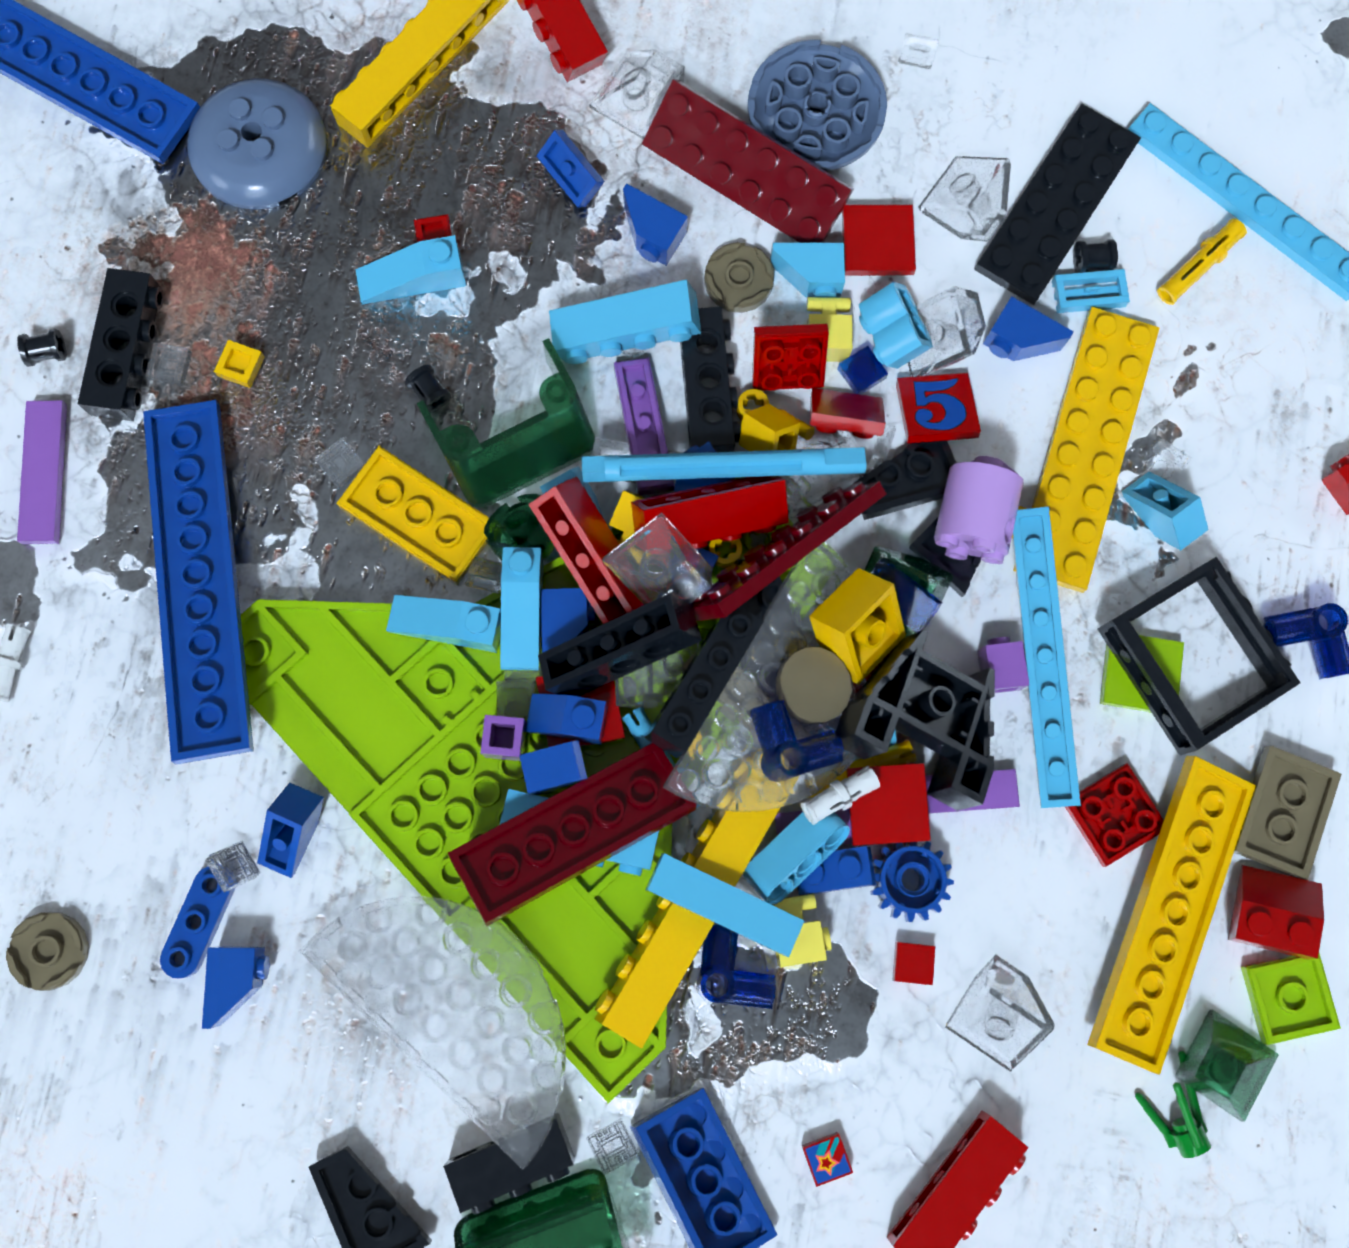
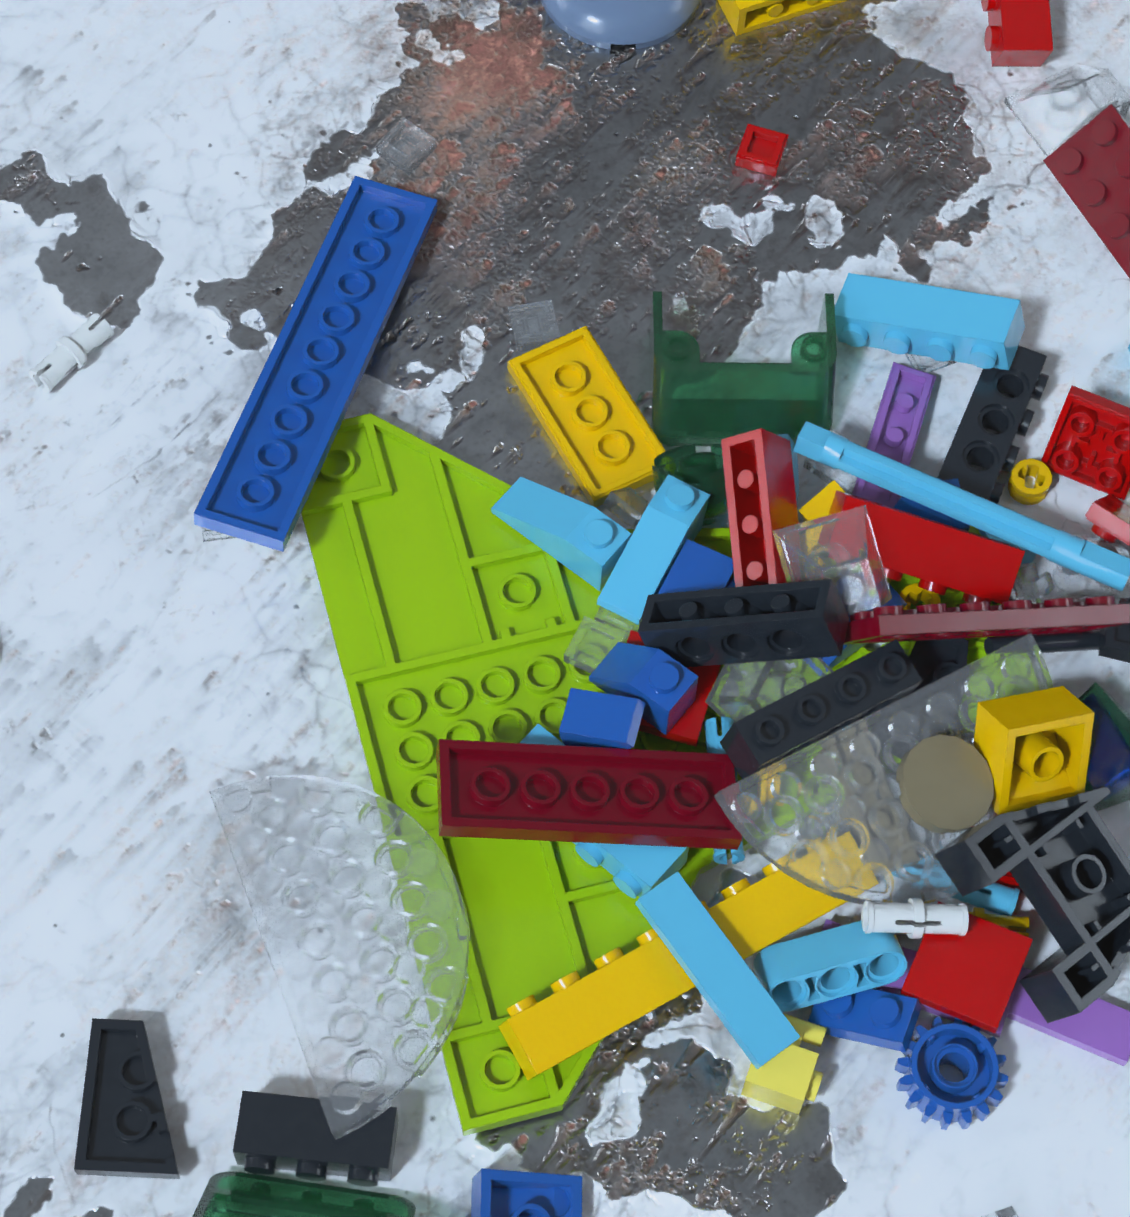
camera: 30 degrees right, 15 degrees down
(41, 347) = (285, 69): black bush -> none
(42, 472) = (214, 189): medium lavender tile -> none
(112, 327) = (368, 103): black brick -> none
(192, 941) = (108, 725): blue plate -> none
(231, 980) = (121, 783): blue slope -> none
(232, 866) = (189, 667): clear tile -> none
(239, 364) = (481, 178): yellow plate -> none
(289, 829) = (271, 660): blue slope -> none
(412, 271) = (721, 172): medium azure slope -> none
(427, 387) = (675, 303): black bush -> none
(503, 737) = (560, 667): medium lavender brick -> none
(570, 168) = (949, 148): blue plate -> none
(612, 1146) = (441, 1188): clear tile -> none
(653, 225) = (1014, 246): blue slope -> none
(739, 277) = (1084, 344): dark tan tile -> none
(741, 987) = (686, 1086): clear blue piece -> none
(772, 429) = (1042, 502): yellow brick -> none
(778, 738) = (874, 811): clear blue piece -> none
(914, 963) = (906, 1173): red tile -> none

